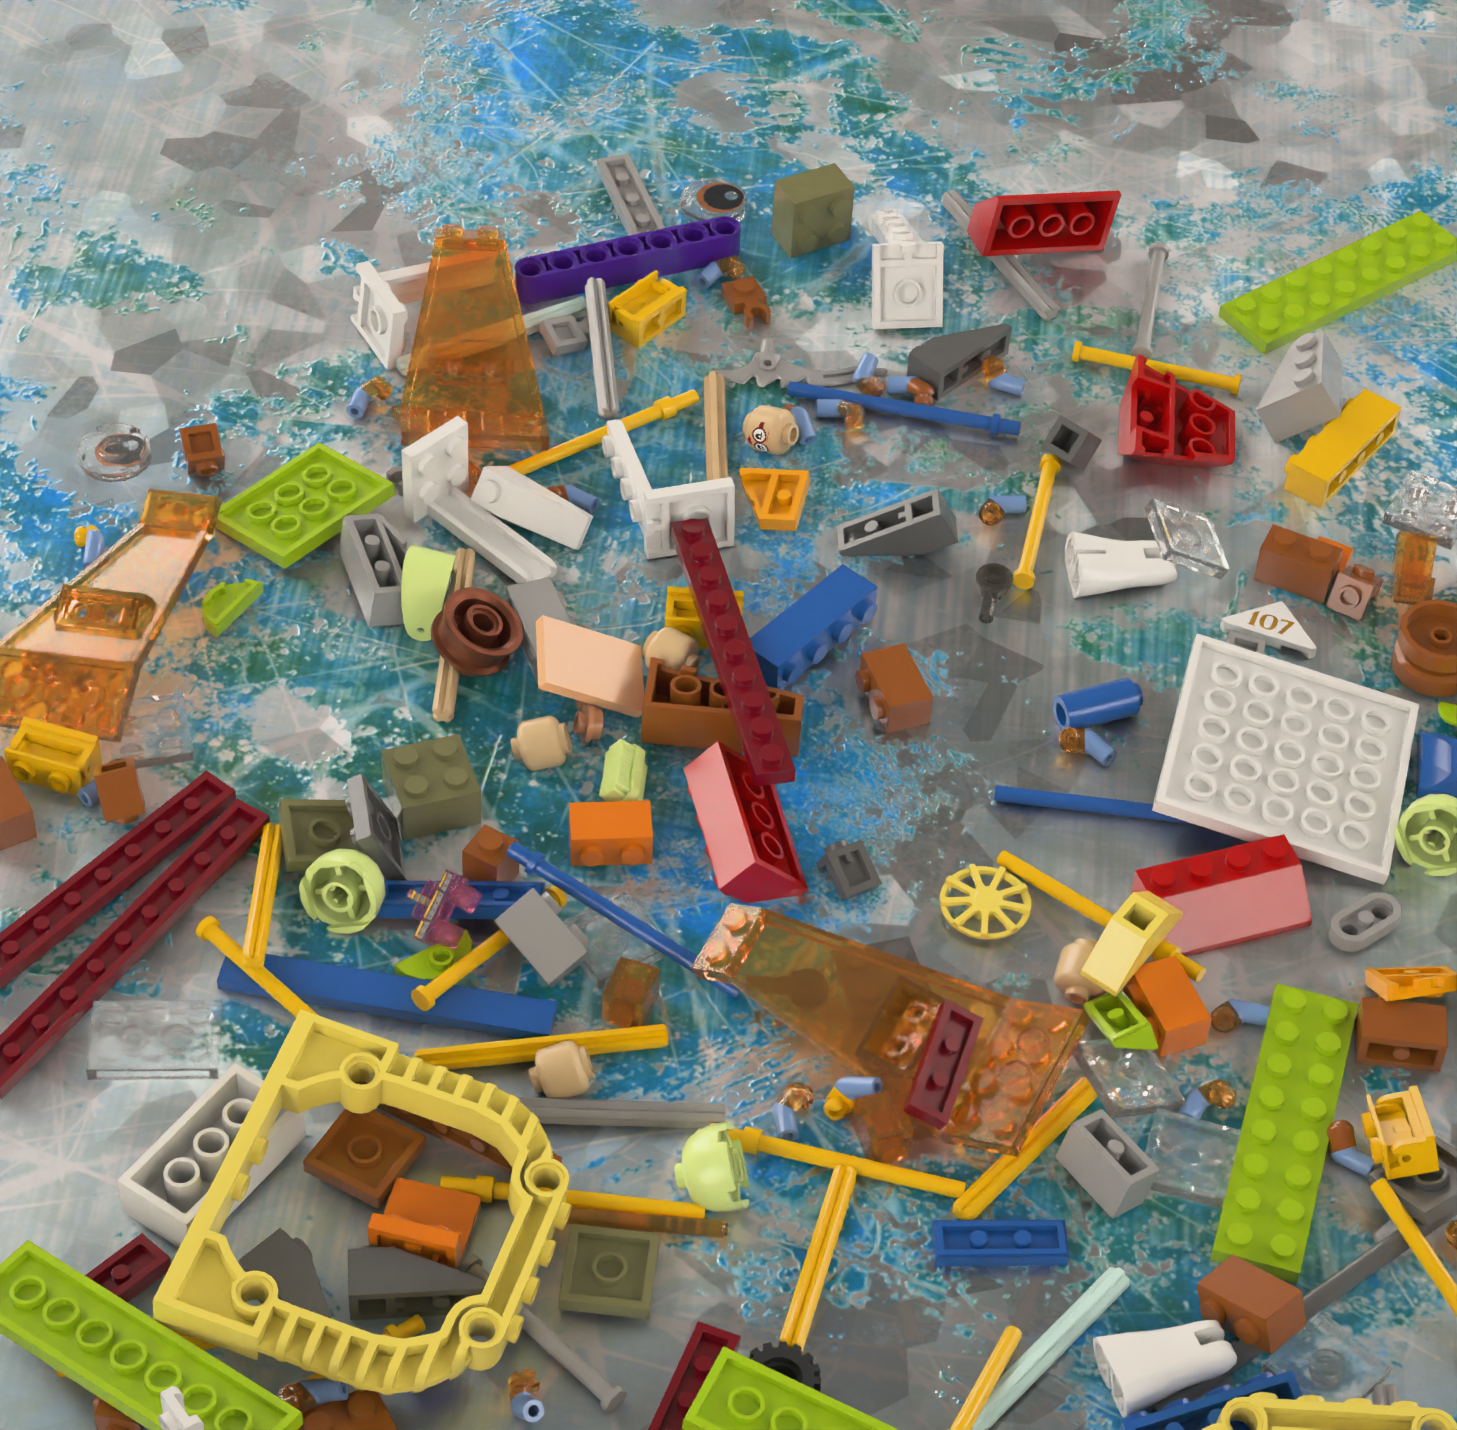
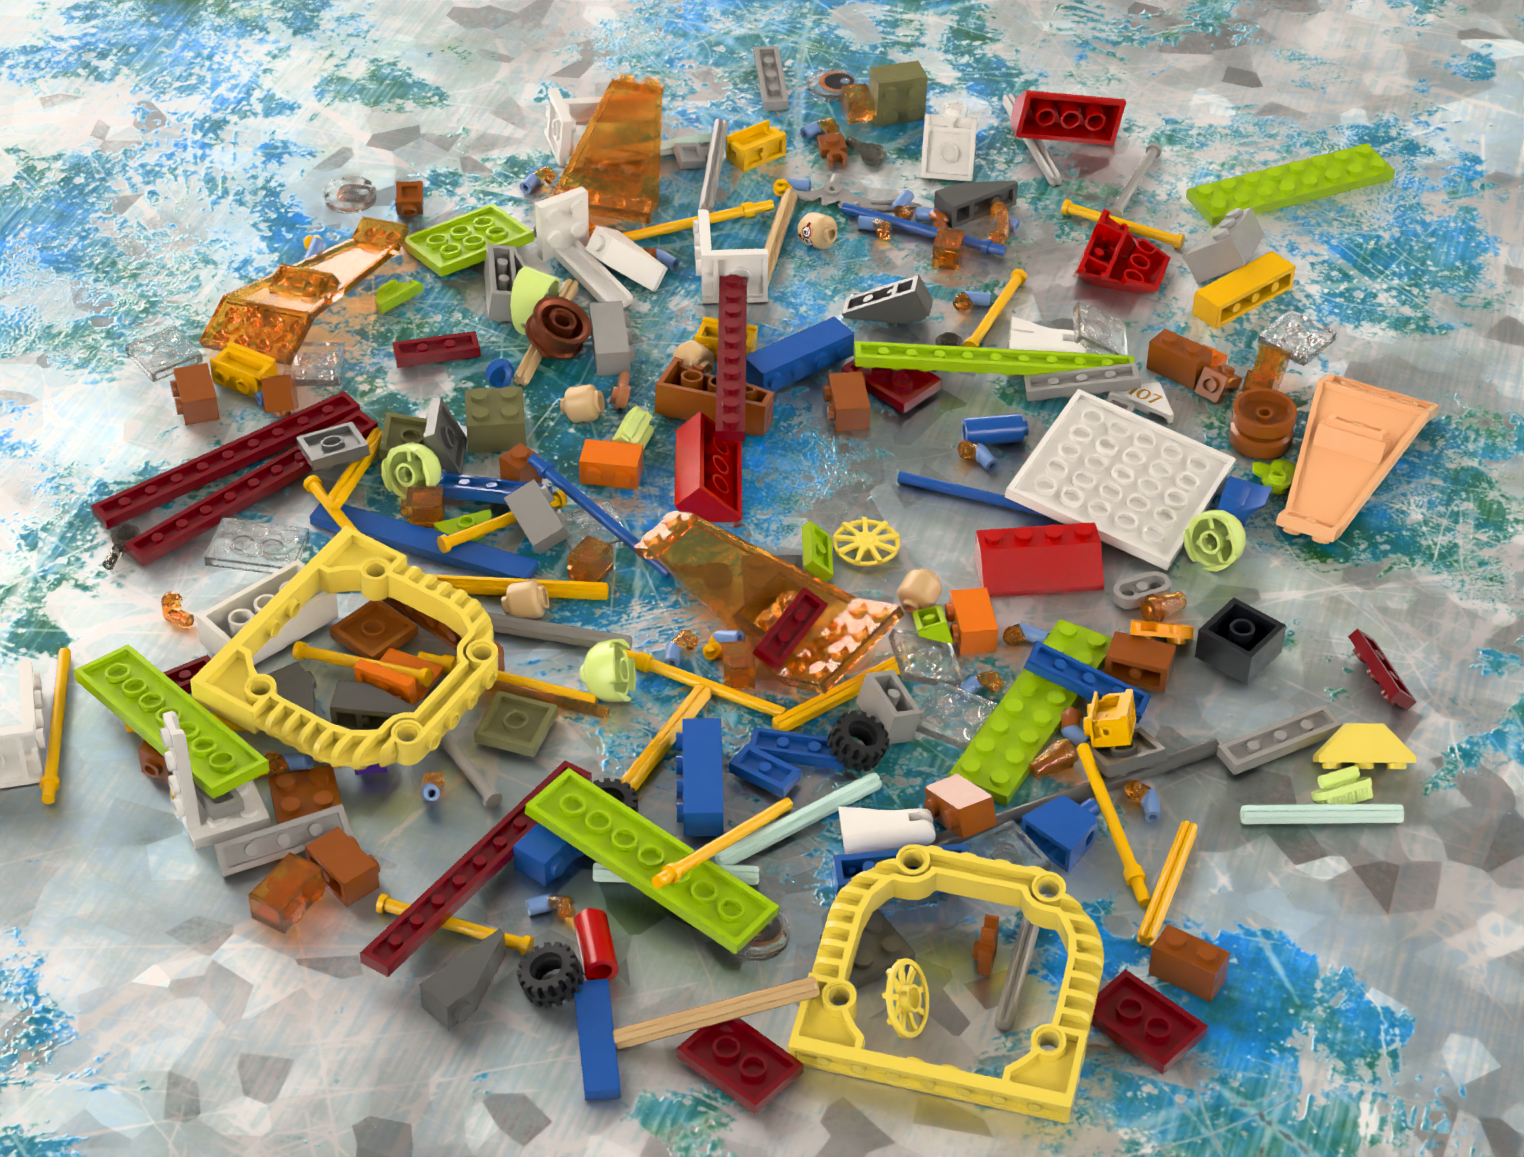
camera: 15 degrees right, 5 degrees down
(66, 1166) = (171, 610): none -> clear orange arm
(225, 868) = (333, 446): none -> dark grey plate
(273, 1201) = (301, 651): none -> yellow bar
(312, 684) = (436, 349): none -> dark red plate
(374, 940) = (424, 505): none -> clear orange brick
(412, 710) = (499, 373): none -> blue tile
(436, 906) = (472, 487): clear pink hips -> none
(589, 666) = (627, 356): light nougat tile -> none
(626, 259) = (742, 112): dark purple beam -> none
(705, 362) = (781, 185): none -> arm
(760, 228) = (857, 103): none -> clear orange brick
(776, 496) = (808, 273): light orange wing -> none
(800, 301) = (871, 153): none -> clear smoke plate
(806, 430) = (843, 231): medium blue arm -> none
(849, 868) = (774, 507): dark grey bracket -> none
(893, 1317) = (702, 777): none -> blue brick
(929, 929) = (817, 551): none -> lime plate
(940, 641) = (897, 388): none -> dark red plate
(949, 435) = (948, 248): none -> clear orange brick
(970, 1288) = (765, 770): none -> blue plate
(1007, 402) = (1002, 225): none -> clear orange arm
(1065, 601) = (977, 359): none -> lime plate
(1071, 442) = (1036, 262): dark grey brick -> none
(1073, 1238) = (850, 751): none -> black tyre
(1088, 908) = (945, 559): yellow bar -> none
(1129, 940) = (951, 568): light yellow slope -> none
(1187, 615) = (1091, 380): none -> light grey plate
(1335, 1073) = (1079, 676): none -> blue tile
(1342, 1202) = (1055, 758): none -> clear orange cone
(1391, 1313) = (1063, 829): none -> blue torso
(1397, 944) = (1162, 605): none -> clear orange cone

